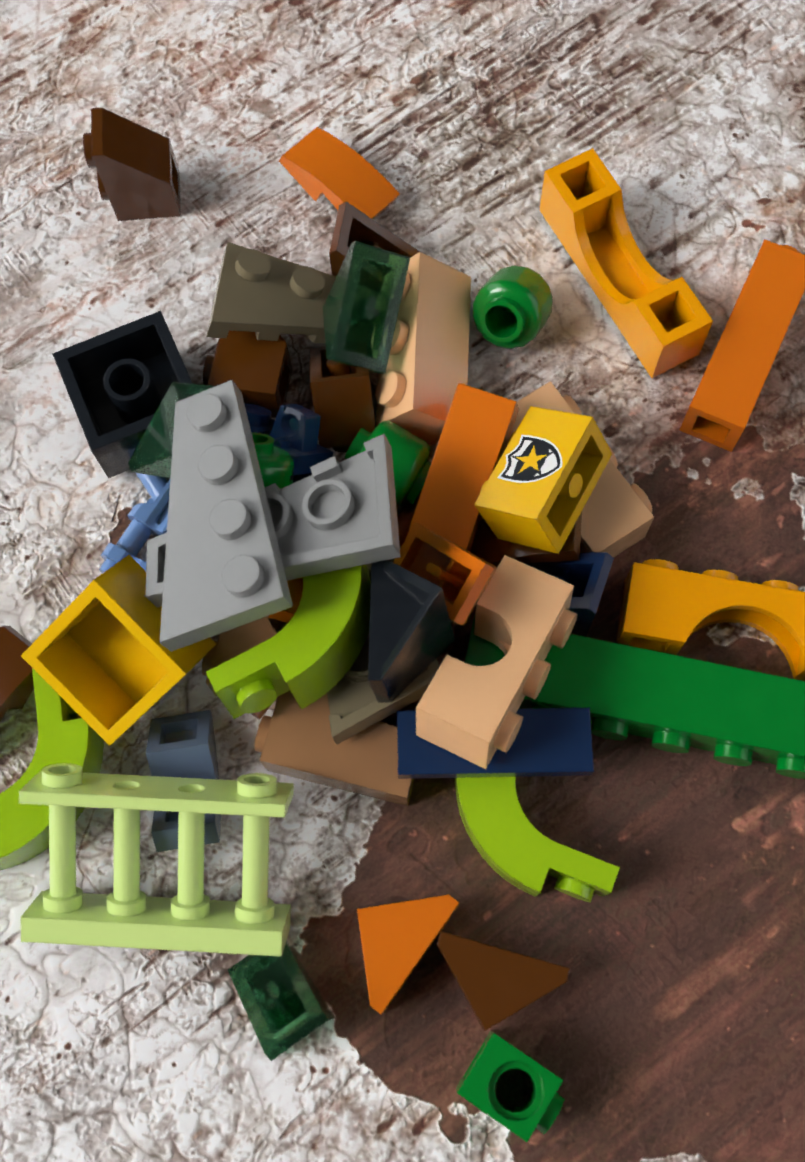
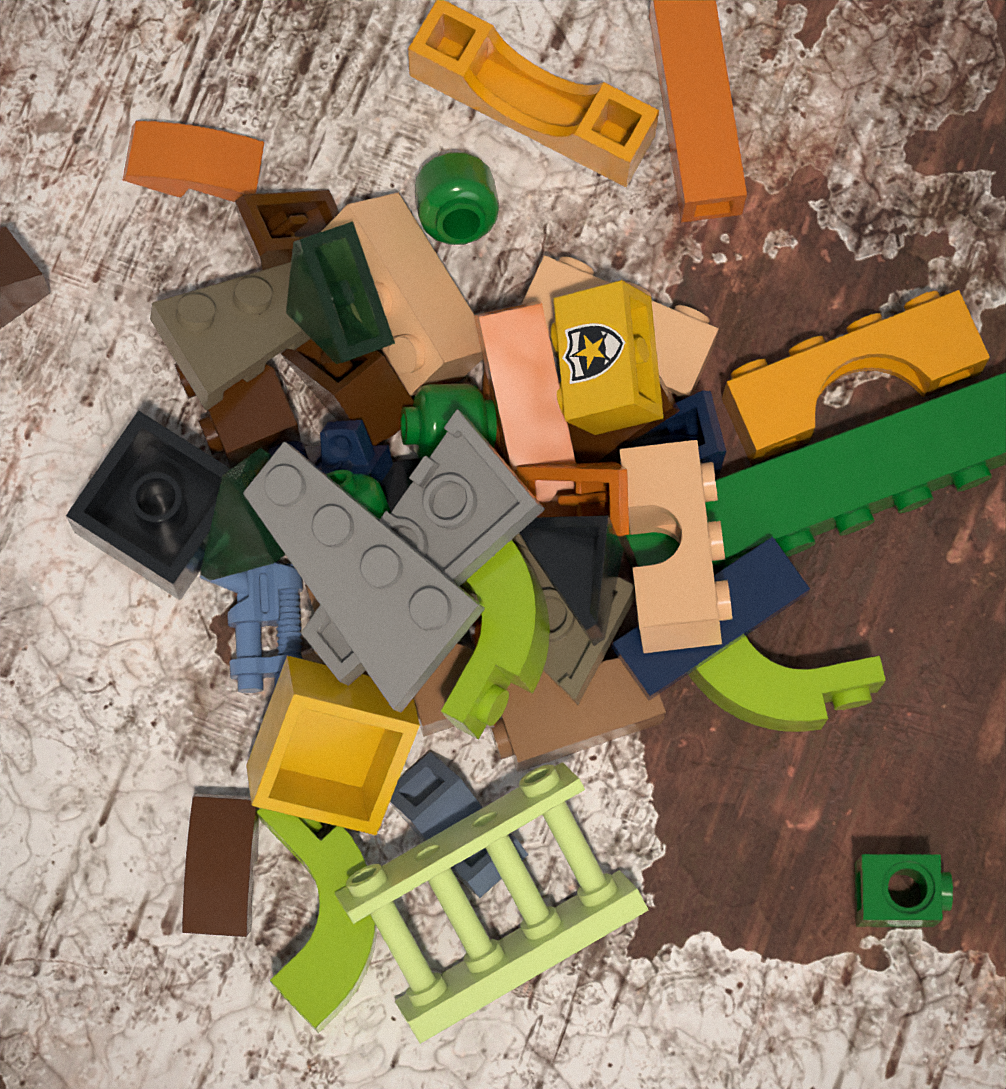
camera: 40 degrees left, 5 degrees up
(279, 1000) = (667, 948): clear green slope -> none
(396, 940) = (733, 839): orange slope -> none
(497, 979) = (832, 815): reddish brown slope -> none

